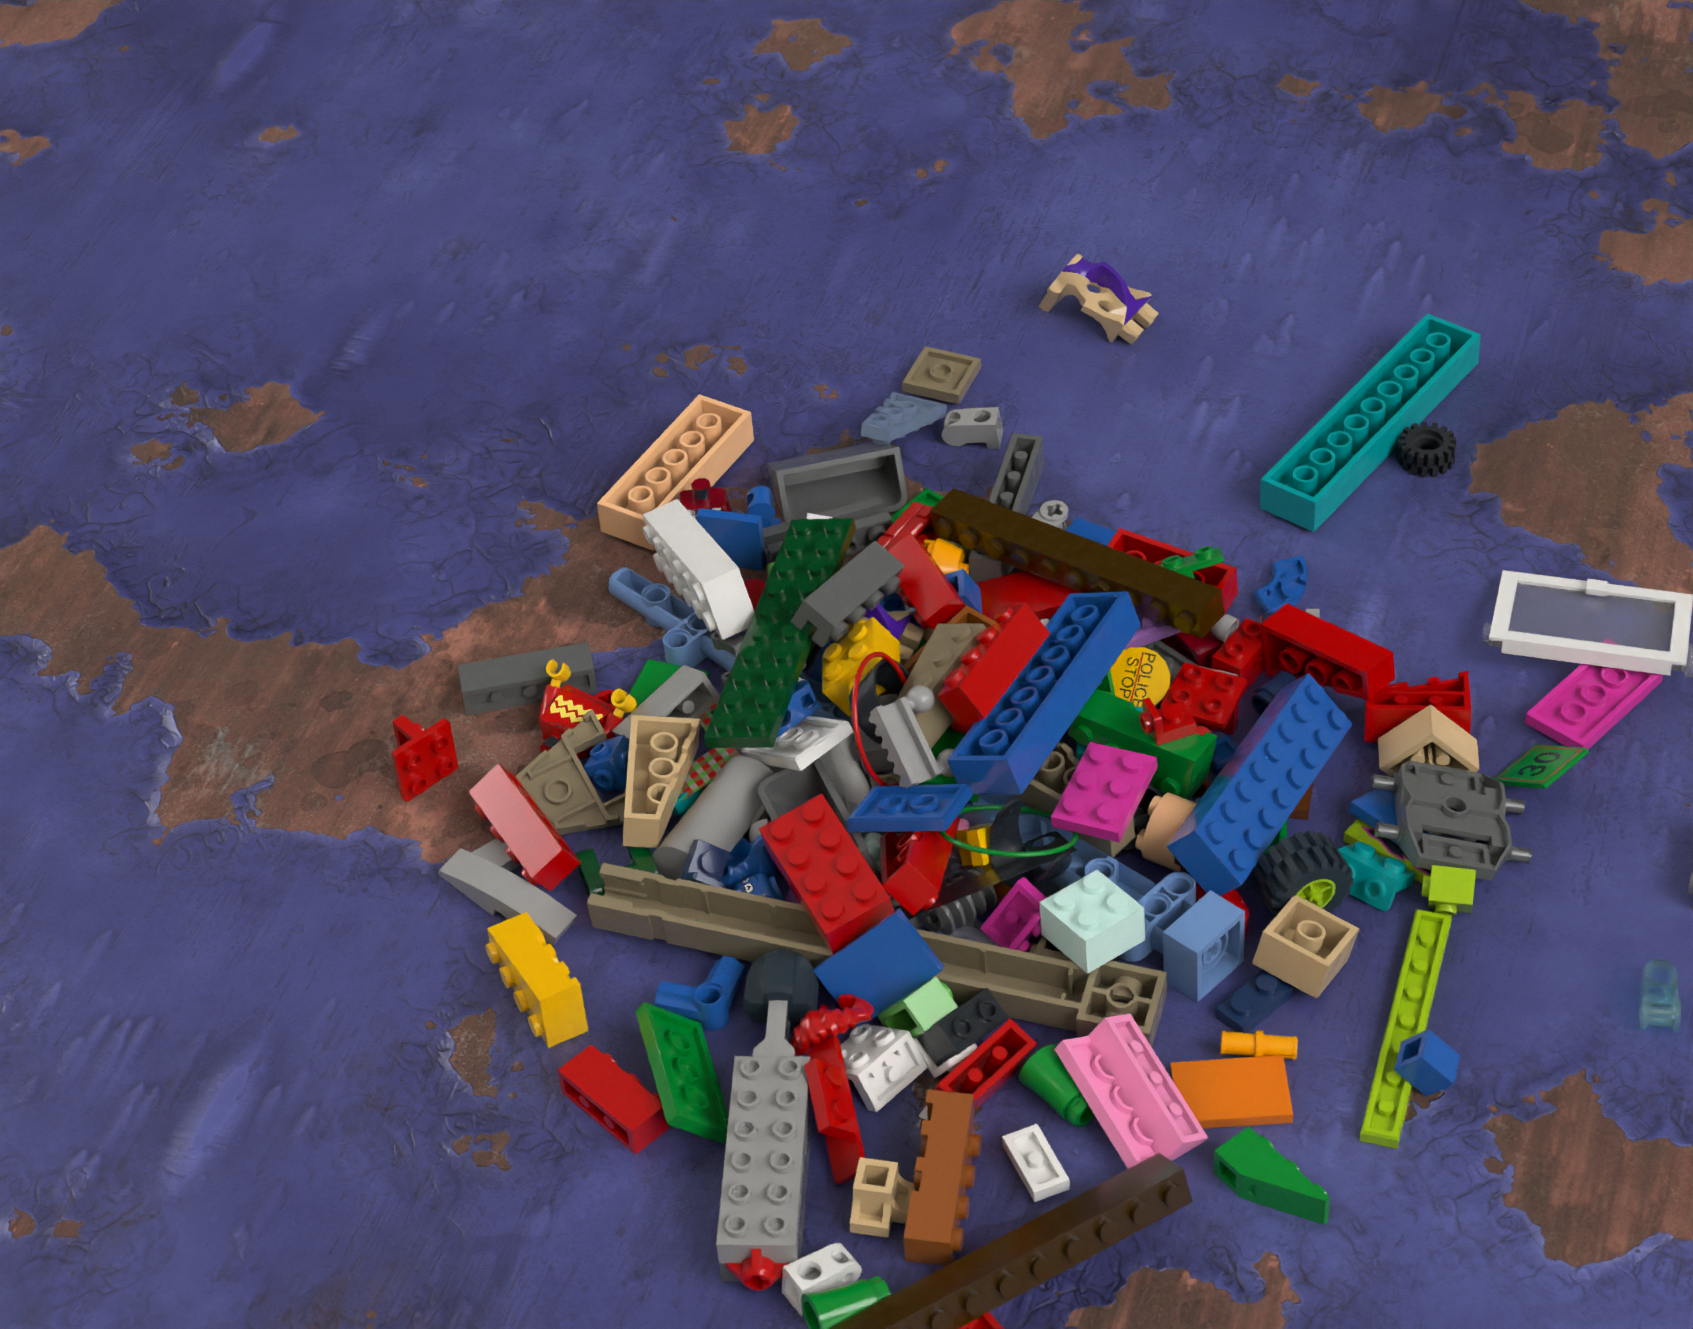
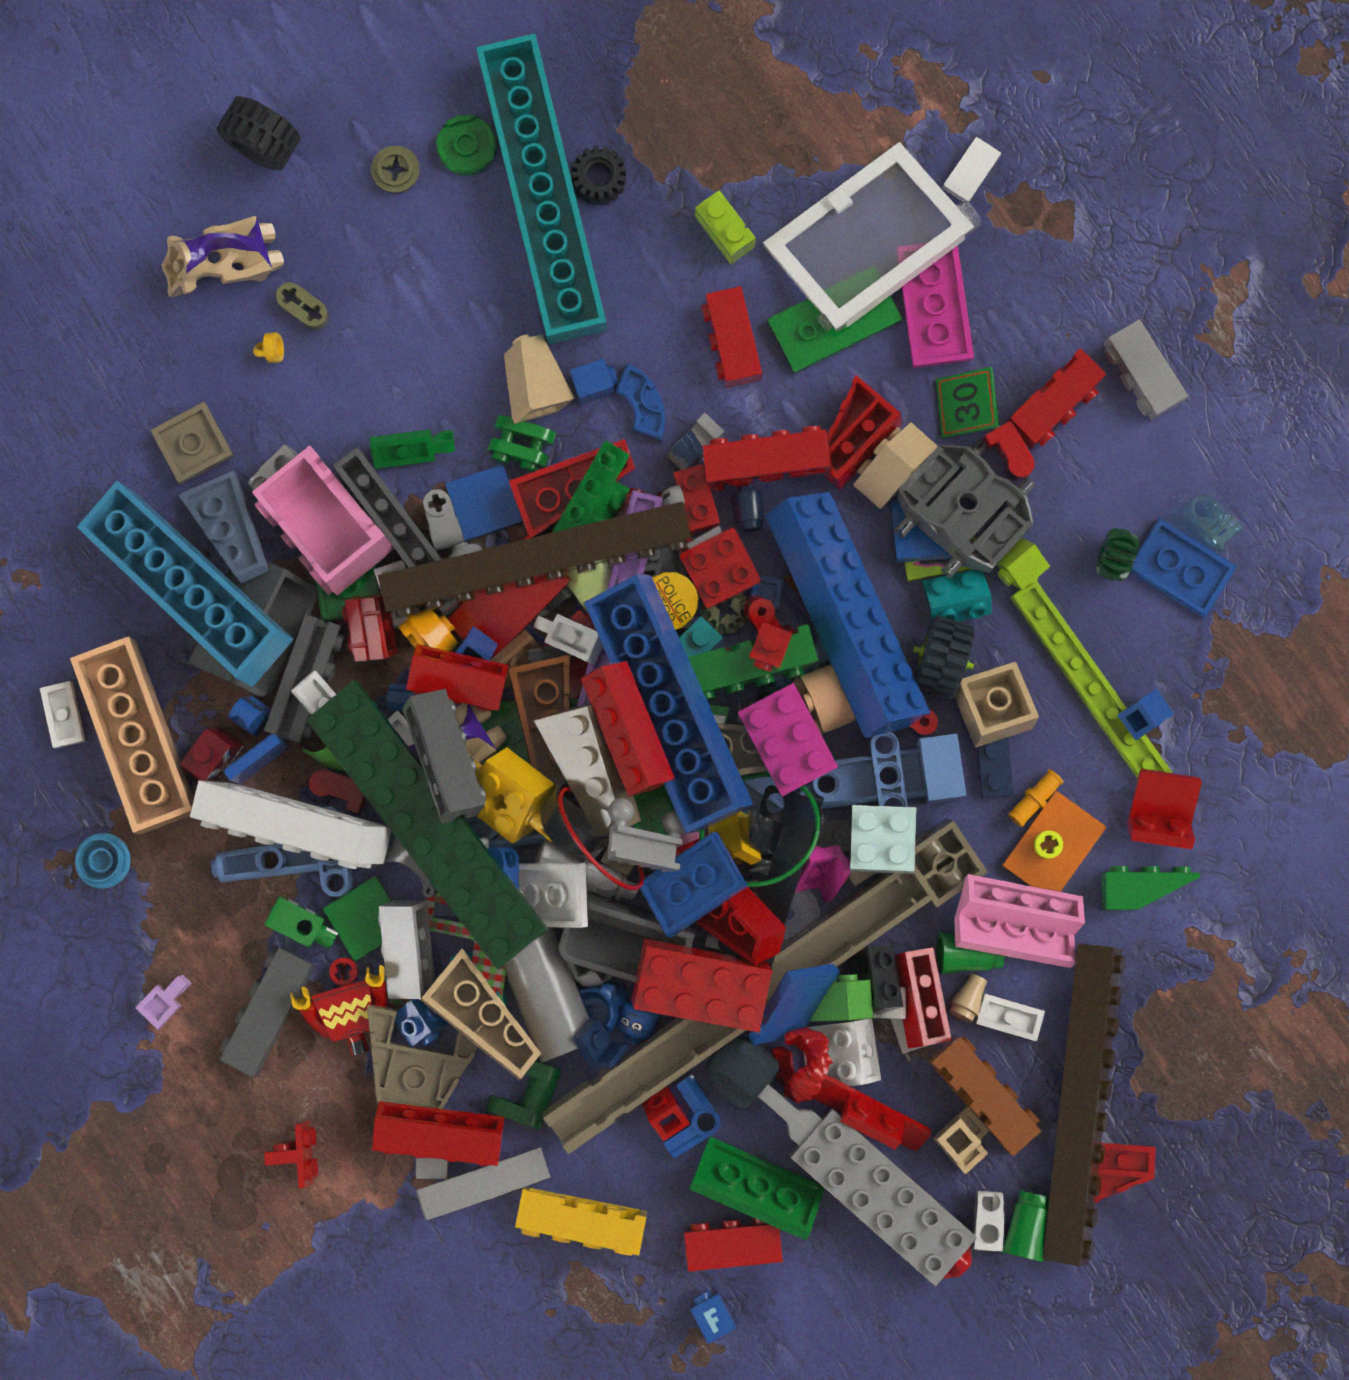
camera: 55 degrees left, 40 degrees up
(473, 617) = (161, 1002): none -> lavender plate
(531, 1127) = (712, 1315): none -> blue brick
(556, 515) = (102, 860): none -> dark azure piece
(621, 651) = (288, 913): none -> green torso
(646, 433) = (62, 714): none -> white plate
(687, 964) = (661, 1106): none -> red brick
(824, 408) = (185, 584): none -> dark azure brick
(962, 451) = (322, 521): none -> bright pink windscreen
(1016, 1117) = (968, 1000): none -> tan cone
(1065, 368) = (270, 348): none -> yellow tile
(1079, 480) = (409, 447): none -> green plate
(1122, 368) = (306, 300): none -> olive beam
(1166, 528) = (530, 458): none -> green brick
(1213, 256) = (258, 133): none -> black tyre
(1218, 506) = (534, 380): none -> tan slope
(1228, 1084) = (1040, 838): none -> neon yellow bush
(1262, 542) = (593, 381): none -> blue brick
(1285, 343) = (386, 159): none -> olive gear
(1344, 372) = (466, 145): none -> green tile
(1361, 1135) = (1164, 809): none -> red bracket
(1403, 597) = (732, 337): none -> red brick
(1460, 646) = (808, 343): none -> green plate
(1482, 536) = (725, 227): none -> lime brick
(1539, 822) = (1012, 449): none -> red leg
(1542, 945) = (1117, 554): none -> dark green gear
(1592, 1014) = (1182, 568): none -> blue tile
(1620, 818) = (1058, 399): none -> red wedge

